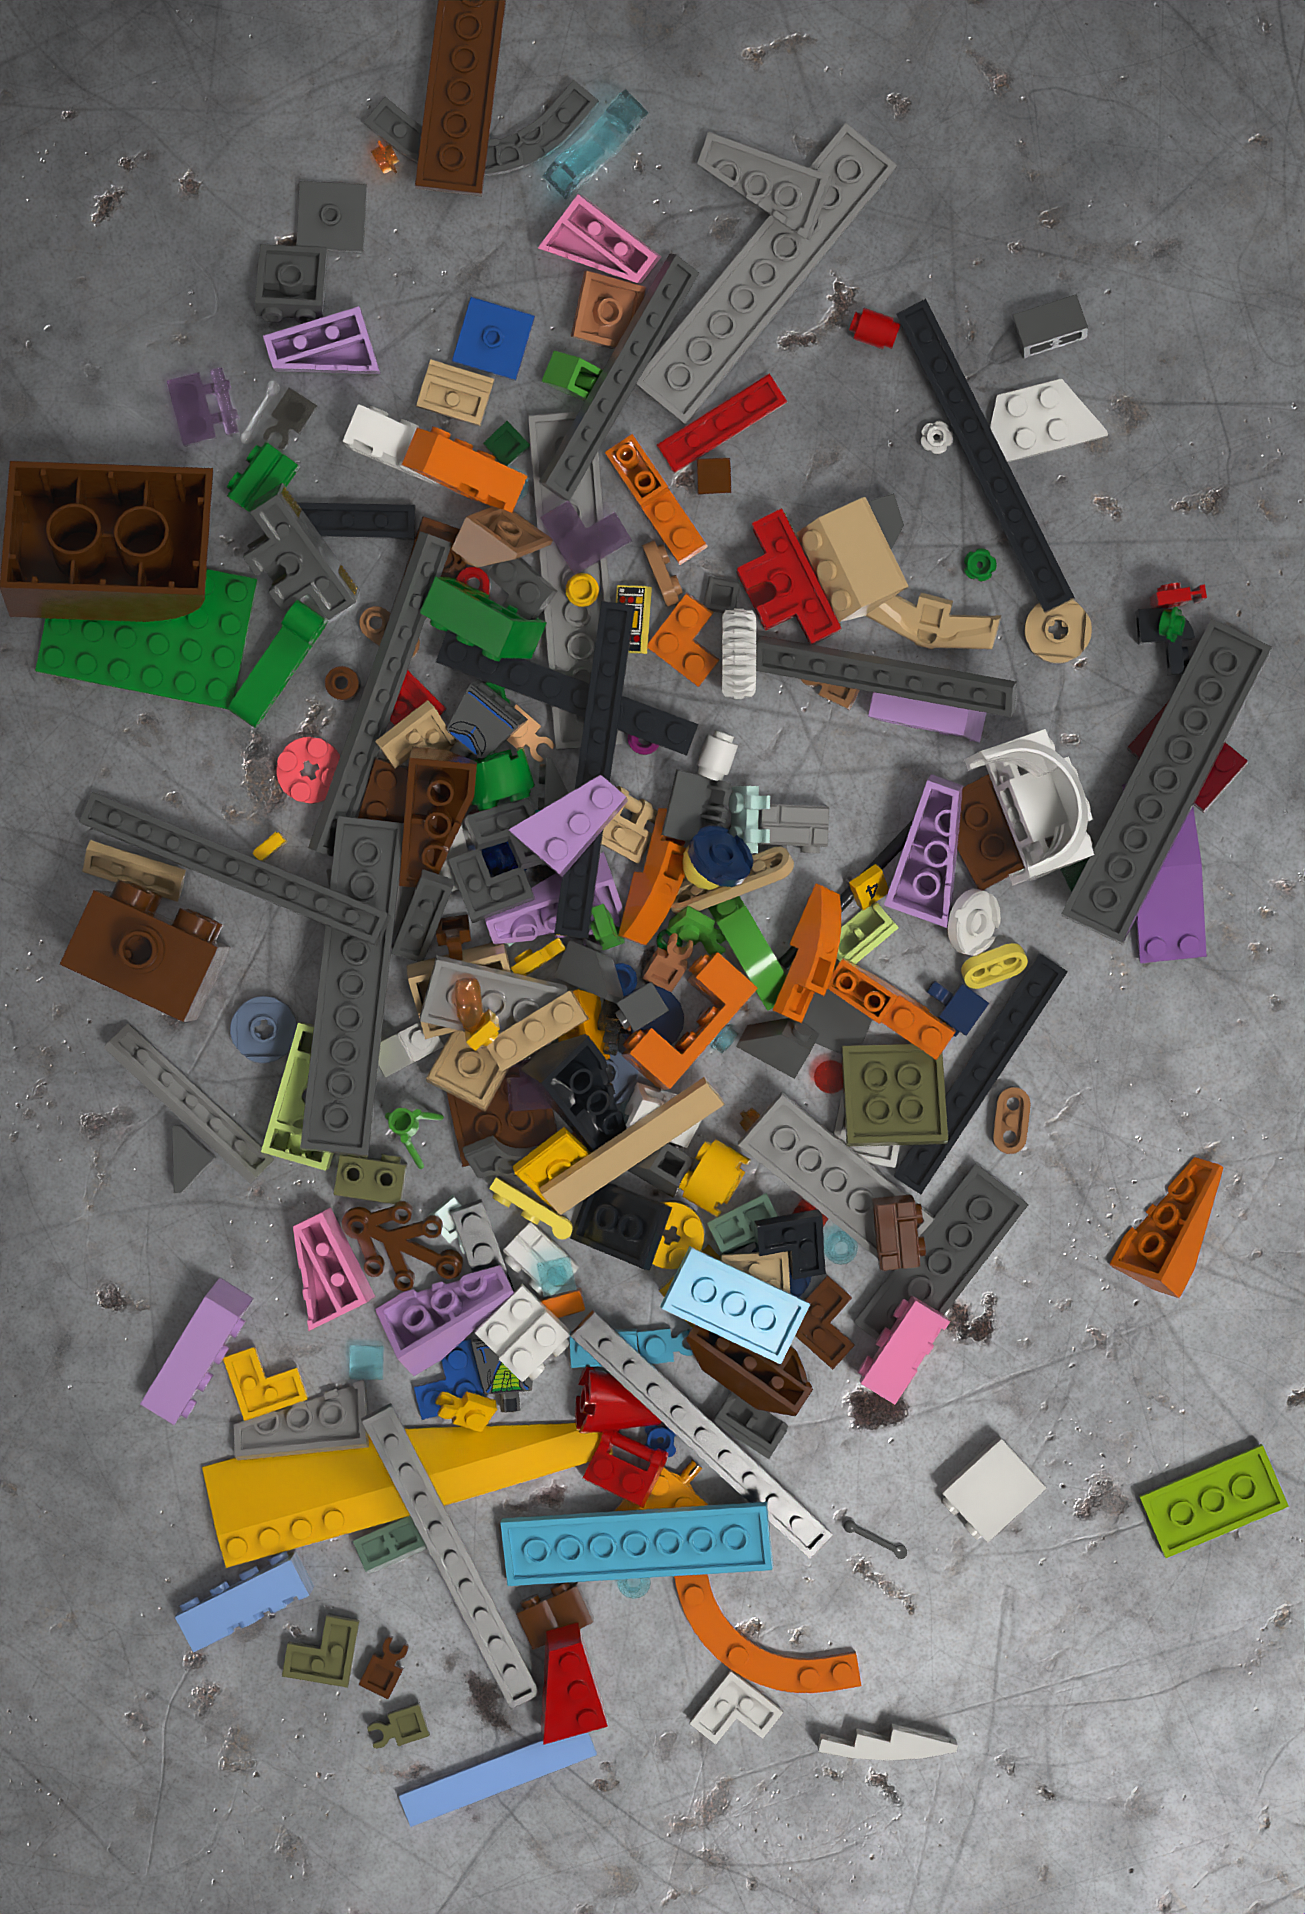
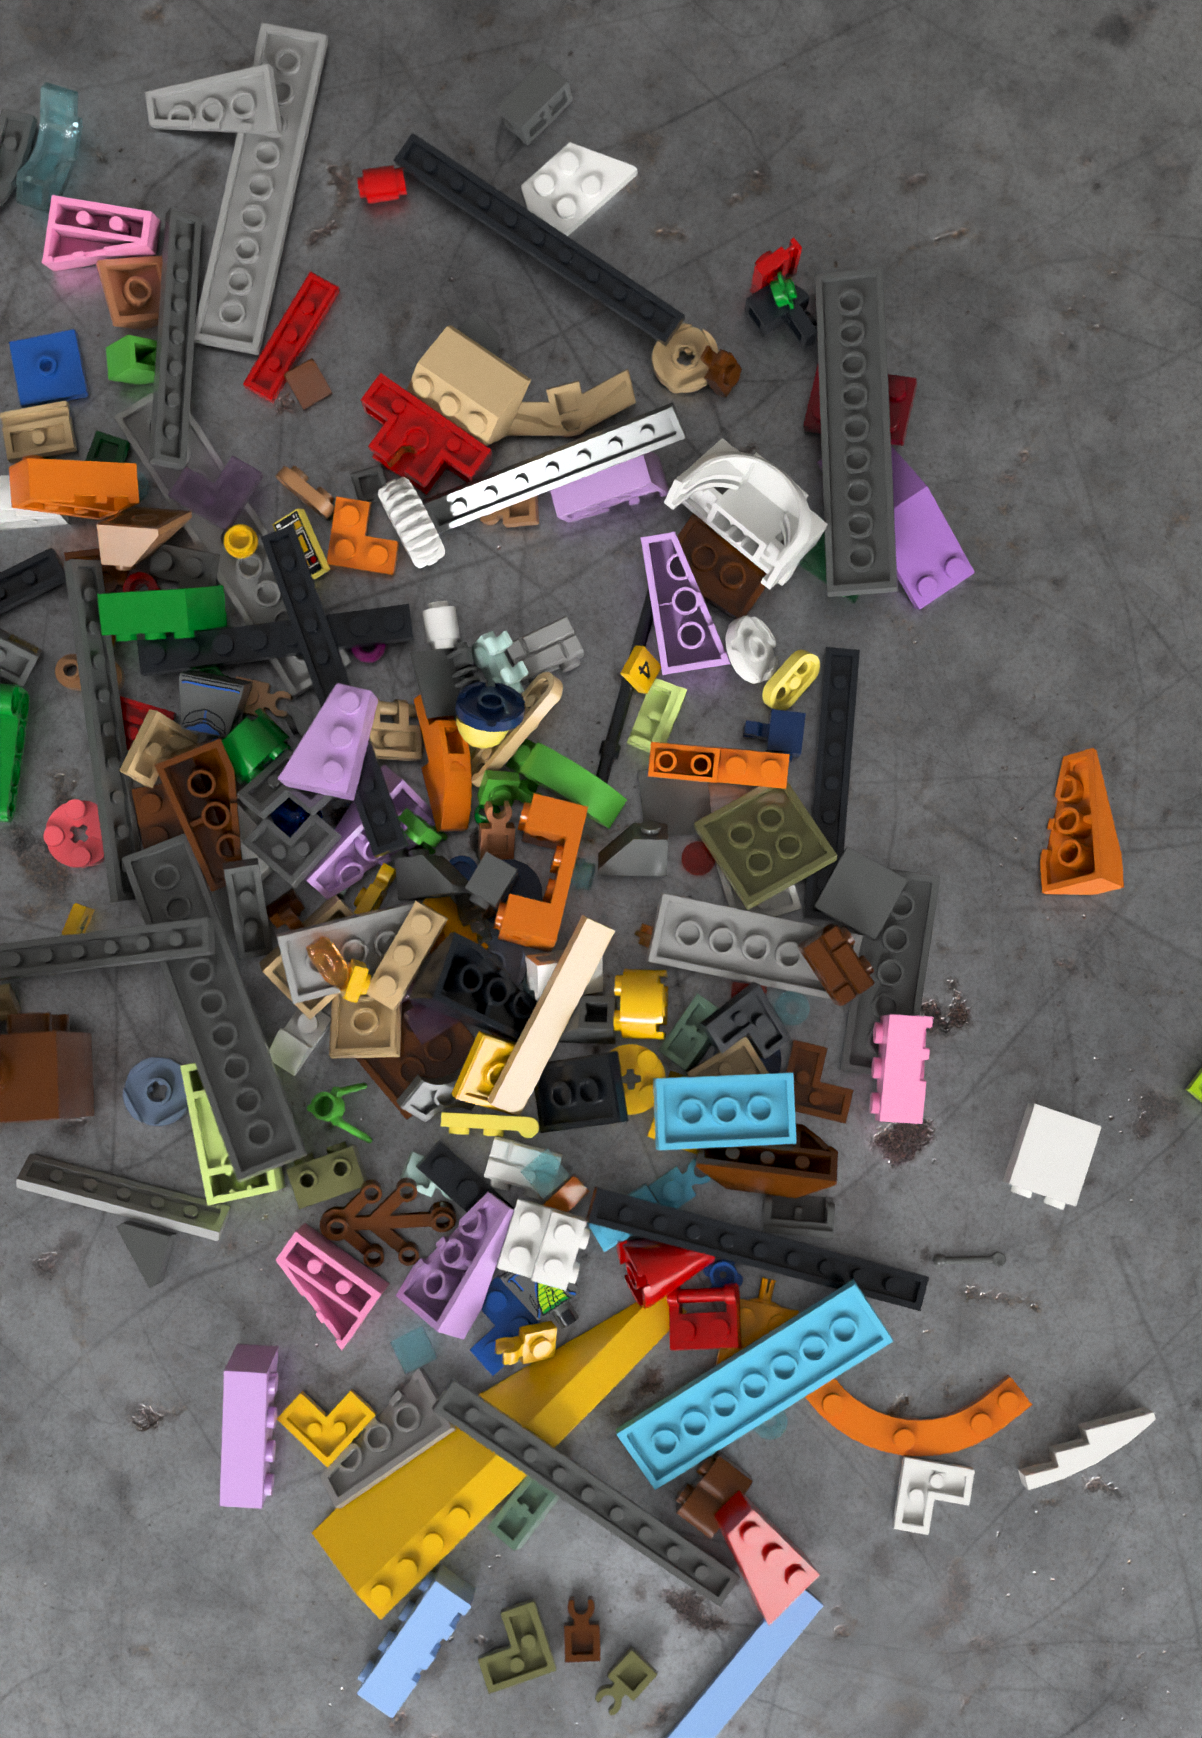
camera: 30 degrees left, 5 degrees down
(353, 683) = (74, 745): reddish brown brick -> none
(655, 499) = (265, 430): orange slope -> none
(817, 945) = (622, 742): orange slope -> none
(936, 446) = (487, 258): white plate -> none
(952, 1182) = (860, 893): none -> dark grey tile
(989, 565) = (585, 330): green plate -> none
(1013, 1120) = (885, 809): medium nougat plate -> none
(1083, 661) = (722, 372): none -> reddish brown plate

